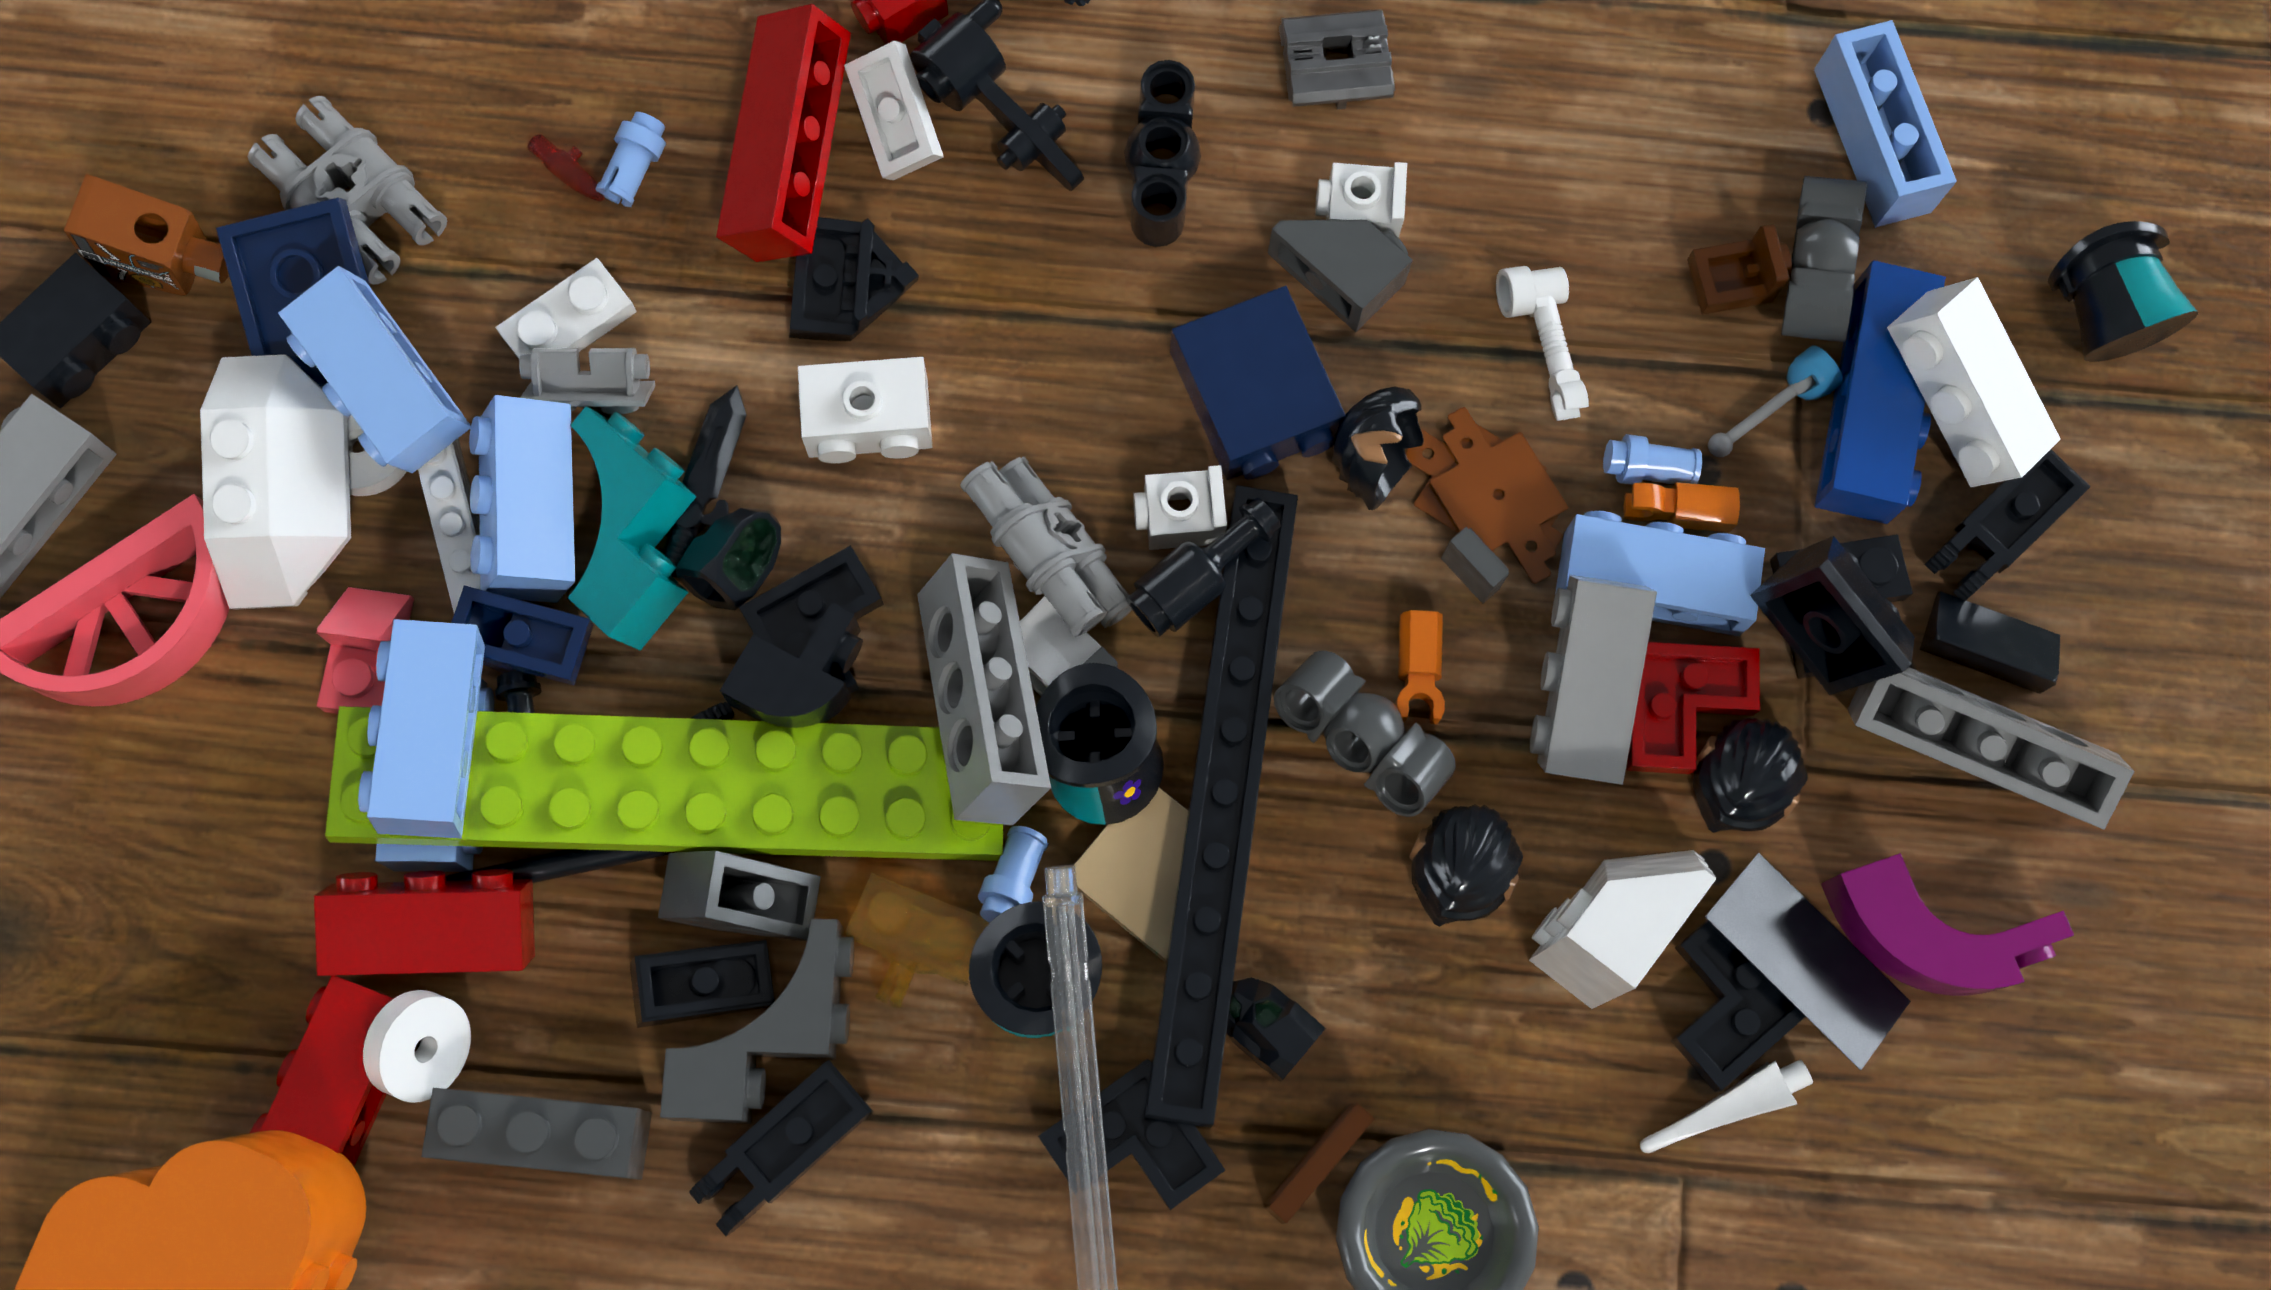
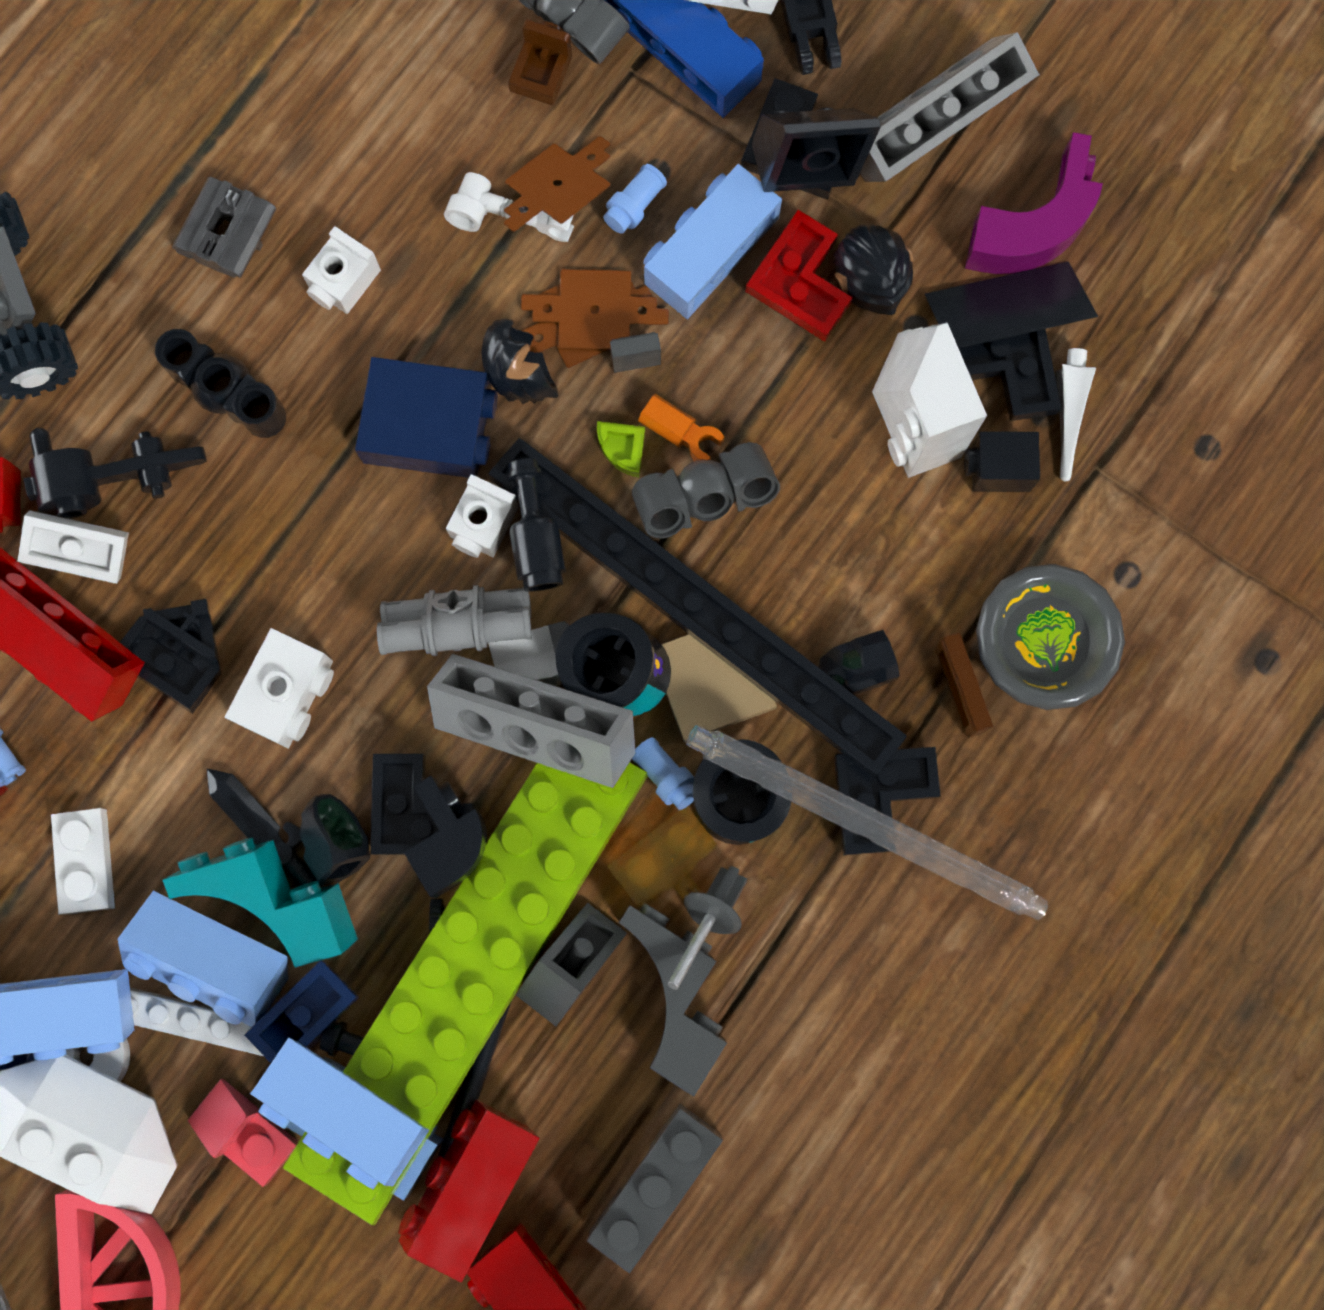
camera: 55 degrees left, 5 degrees up
(392, 1040) = (548, 1238): white piece -> none
(609, 384) = (155, 852): light grey hinge -> none
(701, 982) = (613, 1022): black slope -> none
(786, 1143) = (754, 1022): black hinge -> none
(883, 1020) = (712, 913): none -> dark grey piece
(1342, 264) = (375, 312): dark grey slope -> none
(1362, 615) = (622, 446): none -> lime tile
(1465, 864) = (826, 479): black hair -> none
(1592, 382) = (560, 202): none -> dark orange piece
(1593, 678) = (758, 322): light grey brick -> none
(1614, 1058) = (1003, 462): none -> black brick
(1685, 505) = (675, 196): orange bar -> none
(1808, 377) = (638, 65): hinge -> none
(1992, 643) = (877, 66): black slope -> none

